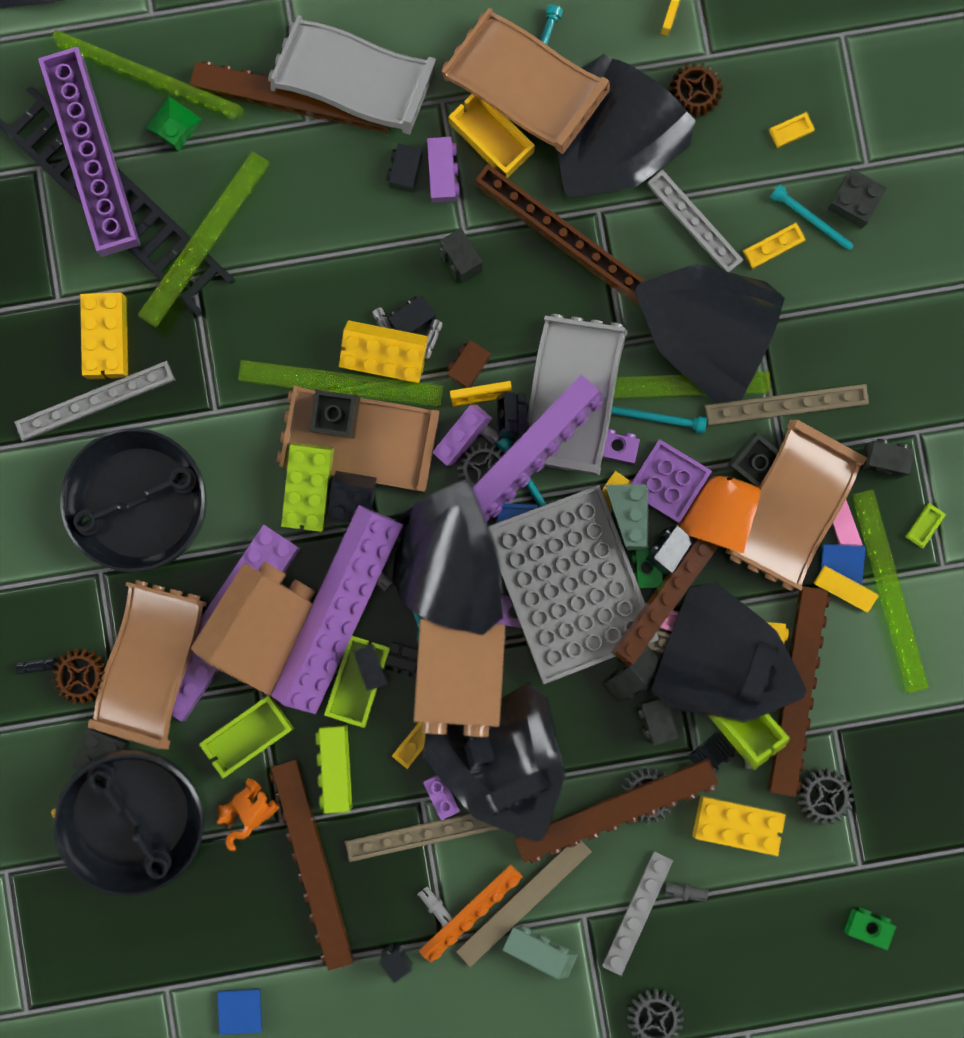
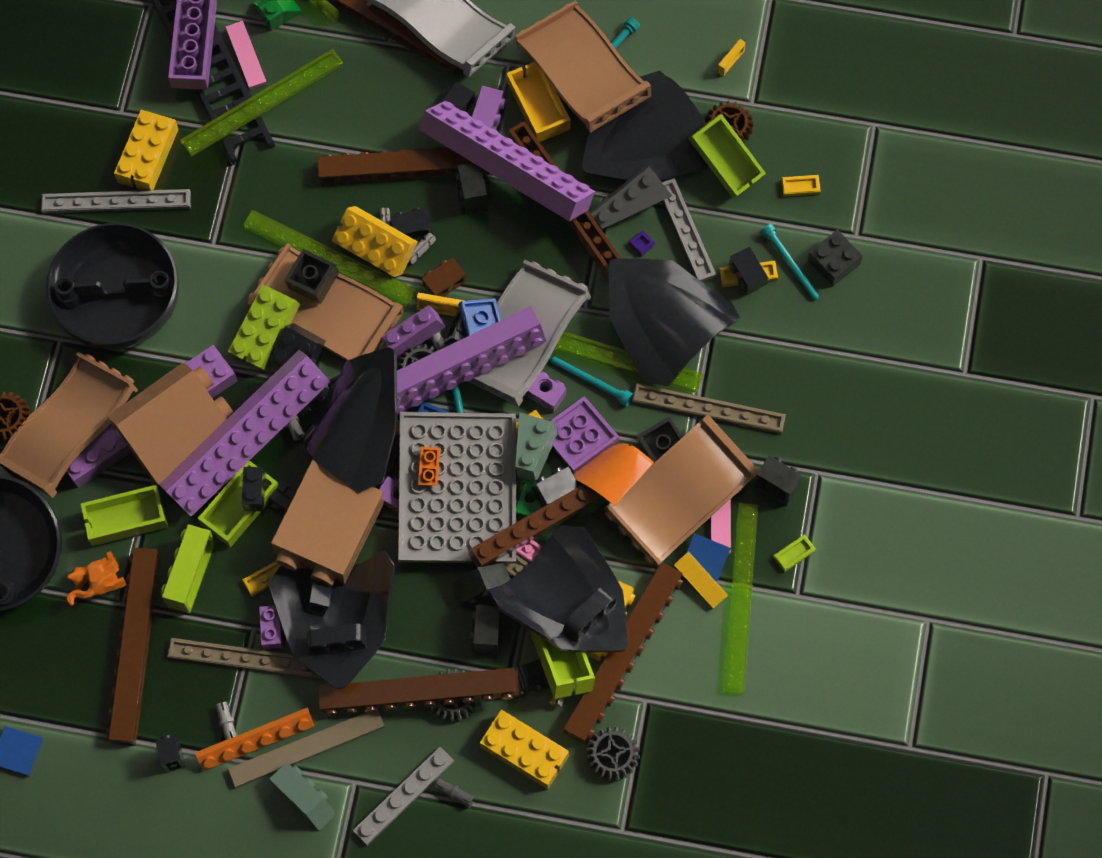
camera: 25 degrees right, 15 degrees down
(163, 189) = (246, 55): none -> bright pink tile
(384, 251) = (389, 165): none -> reddish brown brick
(489, 217) = (507, 160): none -> medium lavender brick
(526, 396) = (478, 314): none -> tile
(536, 575) = (429, 466): none -> orange slope
(628, 210) = (633, 196): none -> dark grey wedge
(653, 251) = (641, 243): none -> dark purple tile
(711, 127) = (726, 155): none -> lime piece
(775, 245) = (748, 270): none -> black brick

